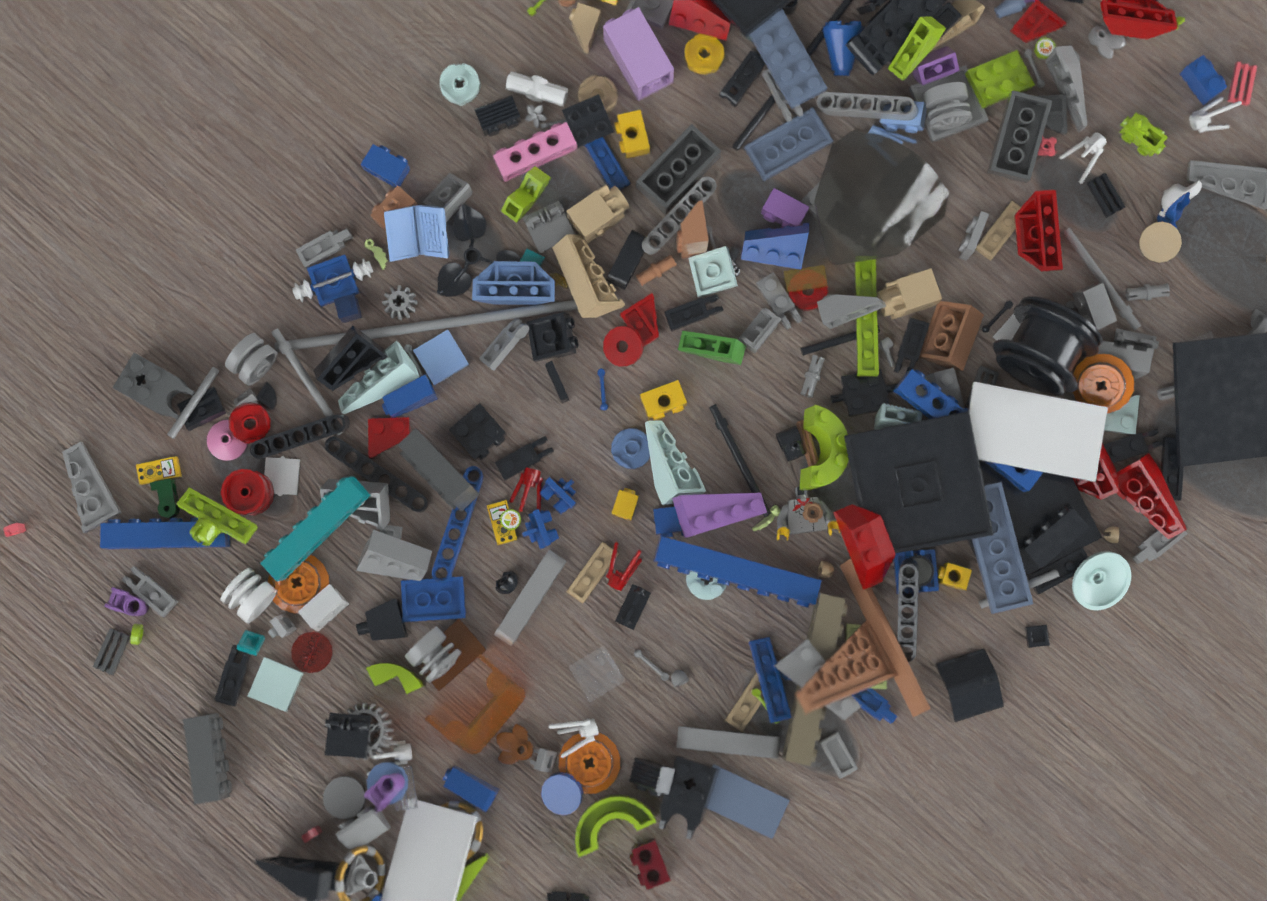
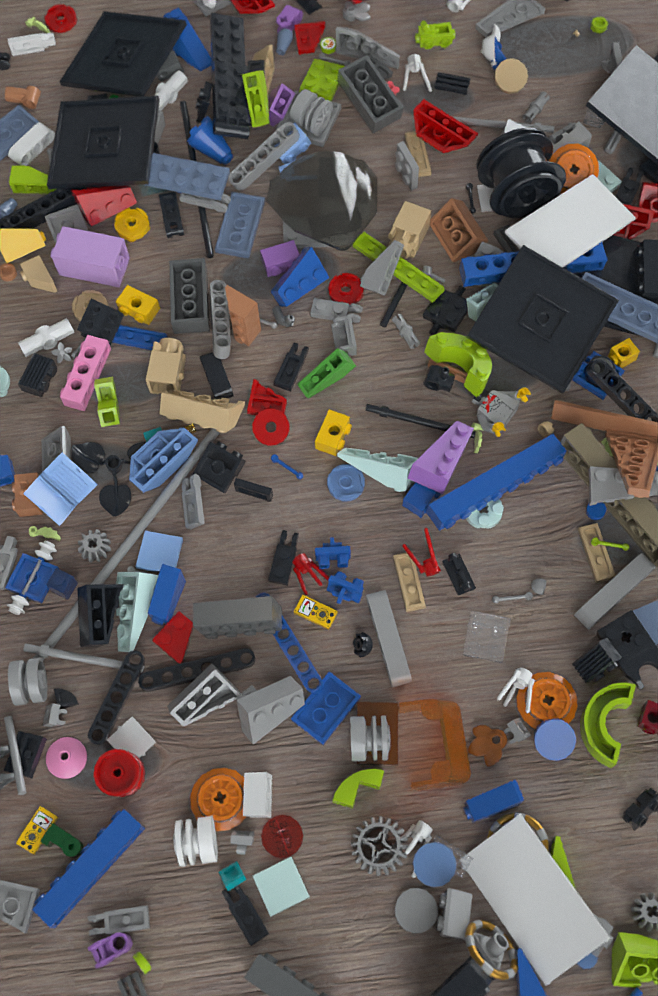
camera: 45 degrees left, 15 degrees down
(214, 519) = (115, 813): lime plate -> none
(244, 412) = (59, 729): red tile -> none
(311, 834) = (422, 964): coral tile -> none
(315, 529) = (195, 742): teal brick -> none
(347, 735) = (372, 858): black hinge -> none
(382, 793) = (440, 872): medium lavender piece -> none
(384, 622) = (310, 759): black torso -> none
(478, 432) = (237, 573): black plate -> none
(510, 519) = (319, 602): tile -> none
(548, 226) = (142, 407): light grey hinge -> none
(625, 504) = (381, 517): yellow brick -> none
(656, 270) = (240, 365): nougat pin -> none
(713, 271) = (277, 332): light aqua tile -> none
(770, 680) = (594, 525): blue tile -> none
(805, 278) = (337, 282): clear yellow tile -> none
(812, 507) = (504, 396): medium nougat plate -> none
(866, 543) = (553, 382): red wedge -> none
(911, 343) = (442, 258): black hinge -> none

